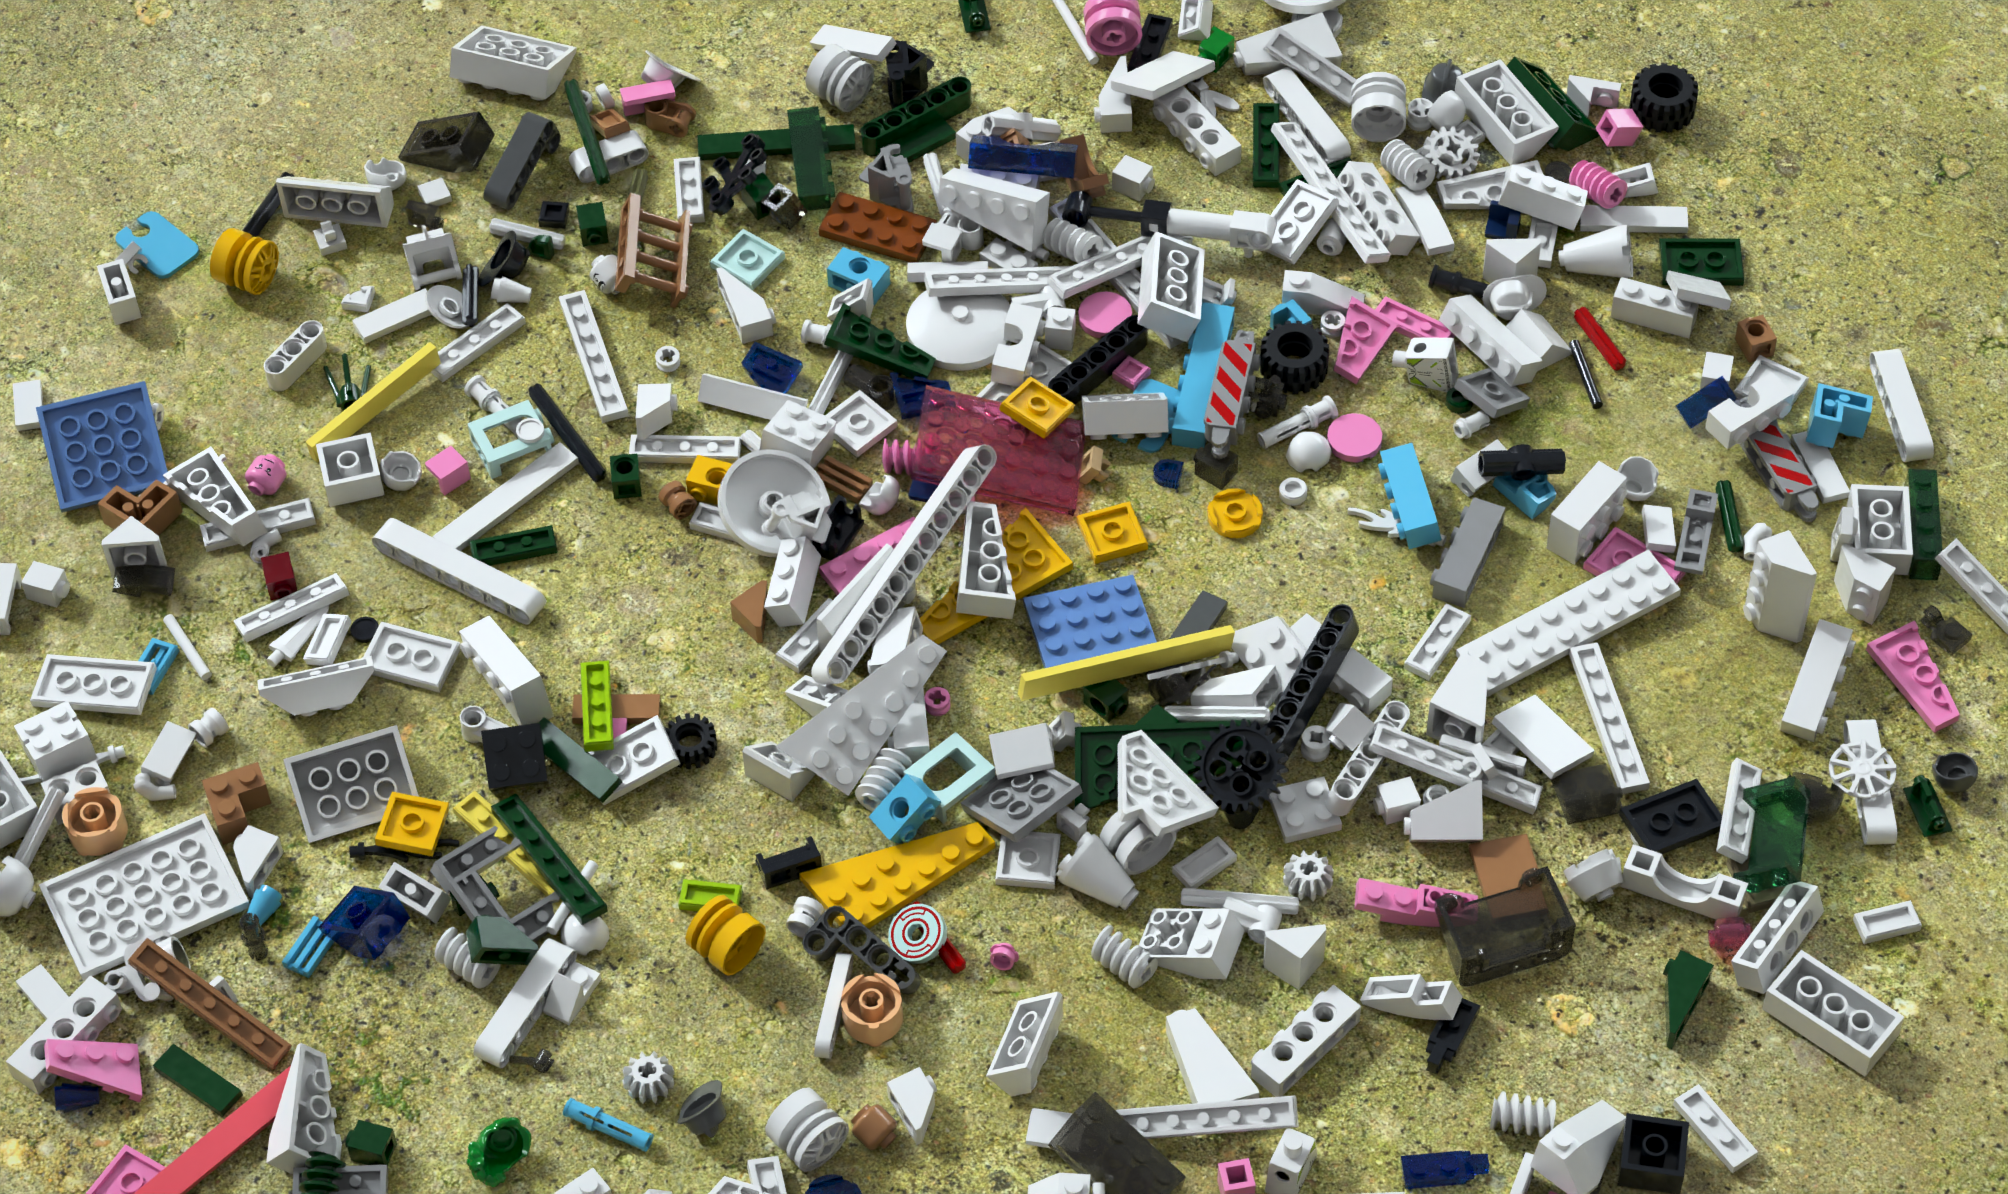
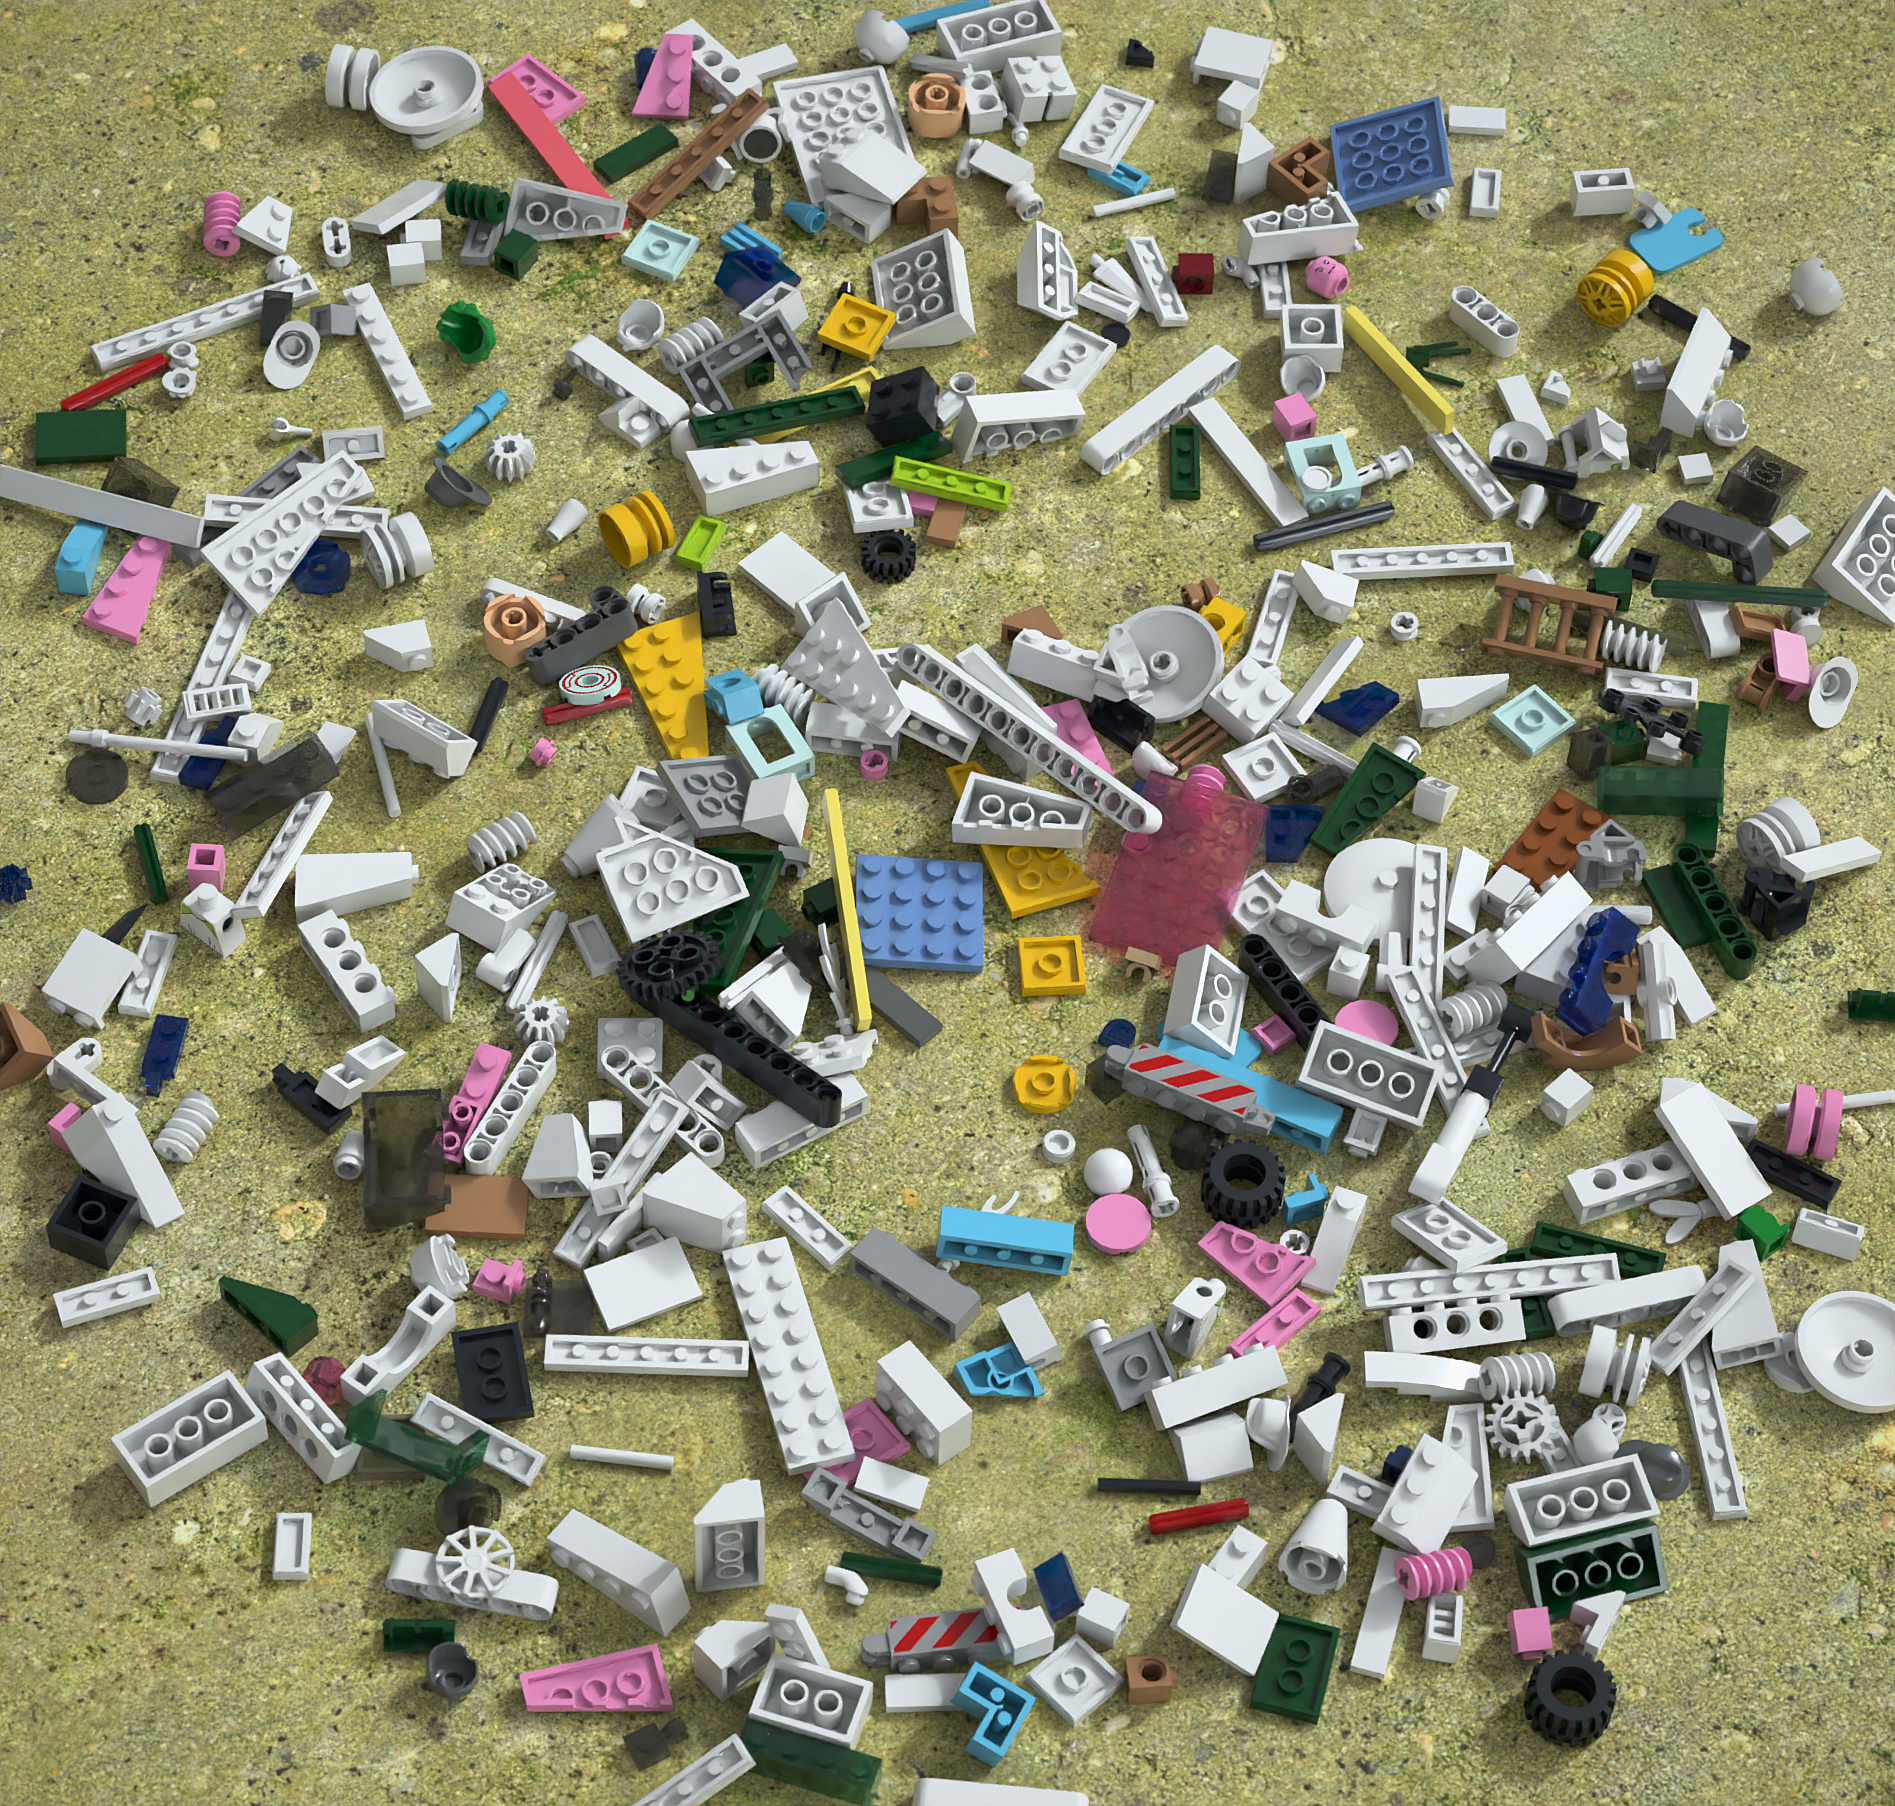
camera: 100 degrees right, 0 degrees up
(115, 380) = (1485, 192): none -> white tile
(210, 132) = (1814, 289): none -> white cylinder
(210, 842) = (869, 167): none -> white slope
(332, 1024) = (660, 250): none -> light aqua tile
(453, 1003) = (640, 325): none -> white hair
(497, 122) = (1789, 533): none -> white tile
(498, 942) = (682, 350): slope -> none
(625, 476) = (1246, 559): dark green brick -> none
(626, 871) = (750, 474): none -> white wedge
(656, 196) = (1632, 647): none -> white piece
(715, 1008) = (567, 519): none -> white cone
(732, 815) = (784, 570): none -> white tile
(852, 268) = (1477, 808): medium azure brick -> none
(874, 1127) = (387, 609): medium nougat head -> none
(970, 1014) = (488, 713): none -> black axle
(1037, 407) = (1224, 912): yellow tile -> none
(1055, 1086) = (383, 769): none -> white bar
(1396, 865) = (511, 1097): none -> white beam
(1411, 56) = (1711, 1434): none -> white tile
(1498, 983) = (350, 1156): none -> white cone
(1521, 462) = (1012, 1355): black piece -> none
(1576, 838) = (500, 1280): none -> bright pink bracket
(1640, 476) = (964, 1479): white hair -> none
(1706, 715) = (622, 1457): none -> white bar

